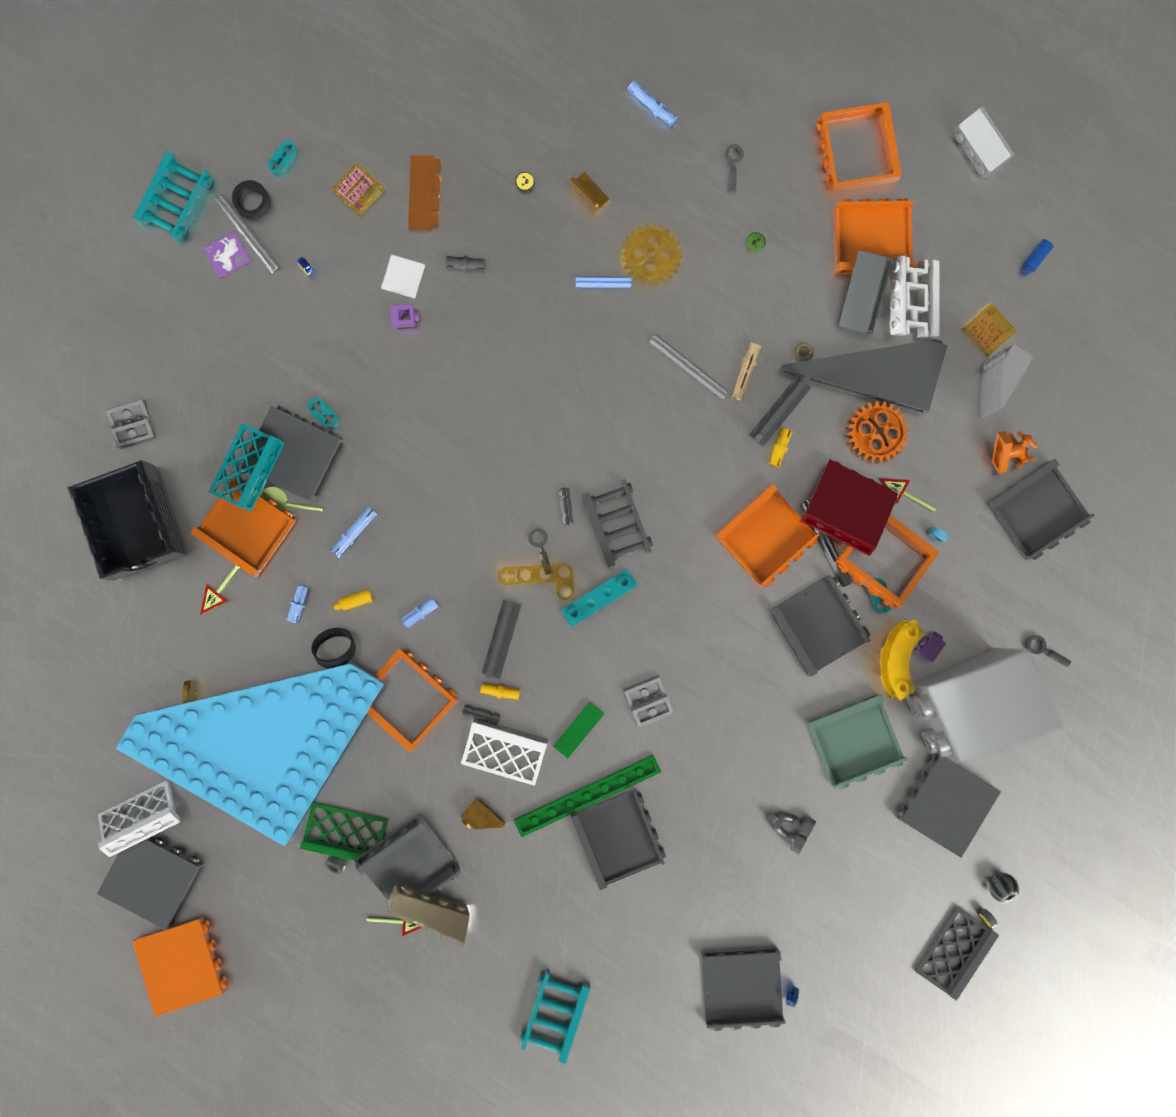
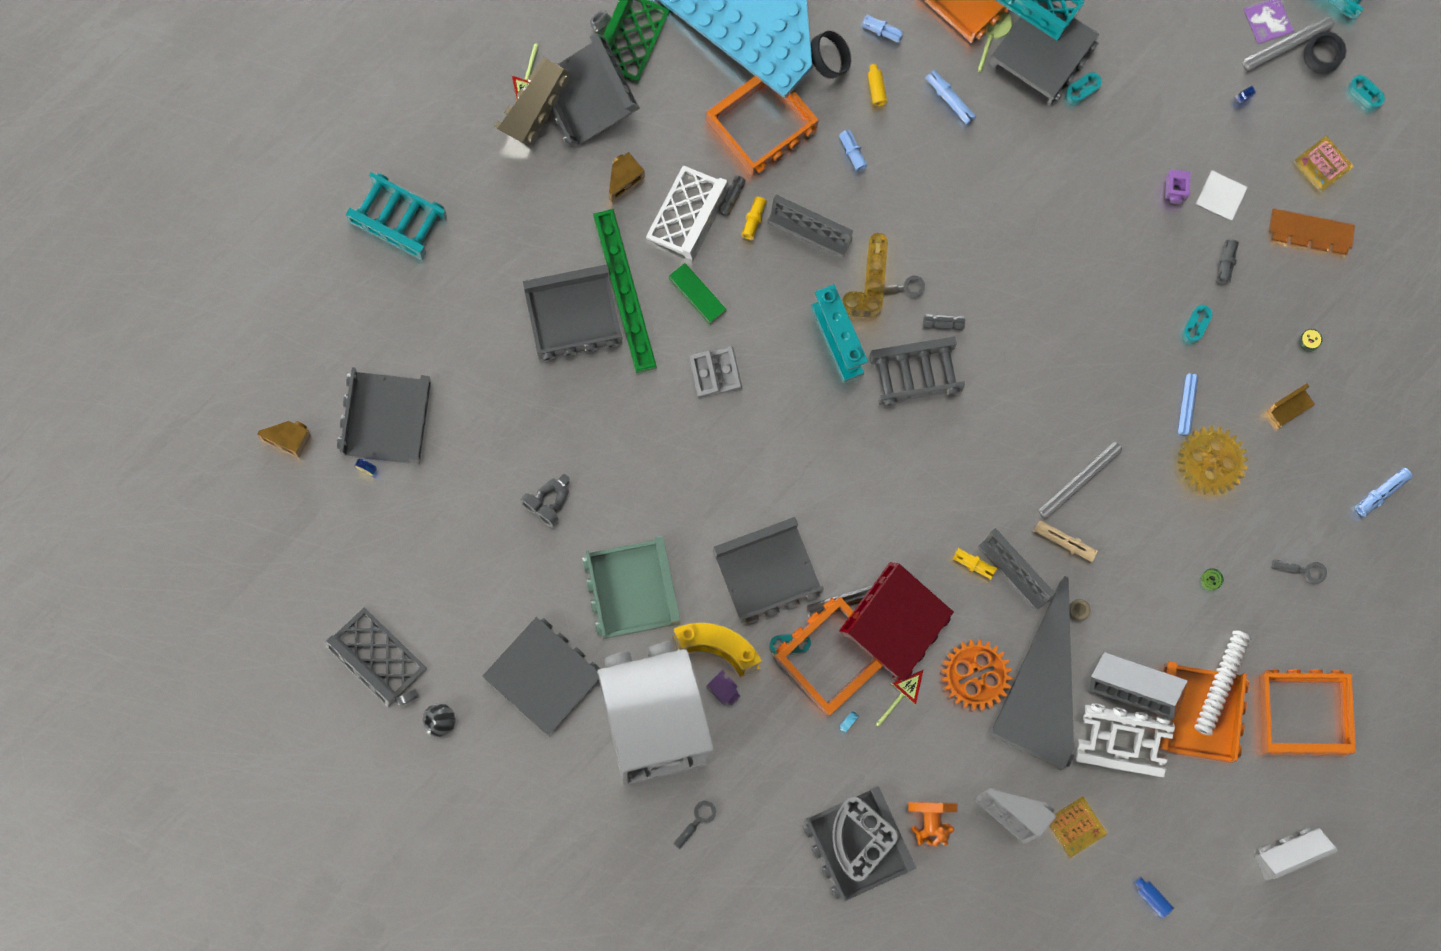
camera: 90 degrees right, 10 degrees down
(529, 278) = (1201, 326): none -> teal beam
(767, 536) = (877, 529): orange panel -> none
(778, 1070) = (286, 436): none -> pearl gold slope
(848, 221) = (1222, 684): none -> white piece
(1039, 494) = (877, 840): none -> light grey beam

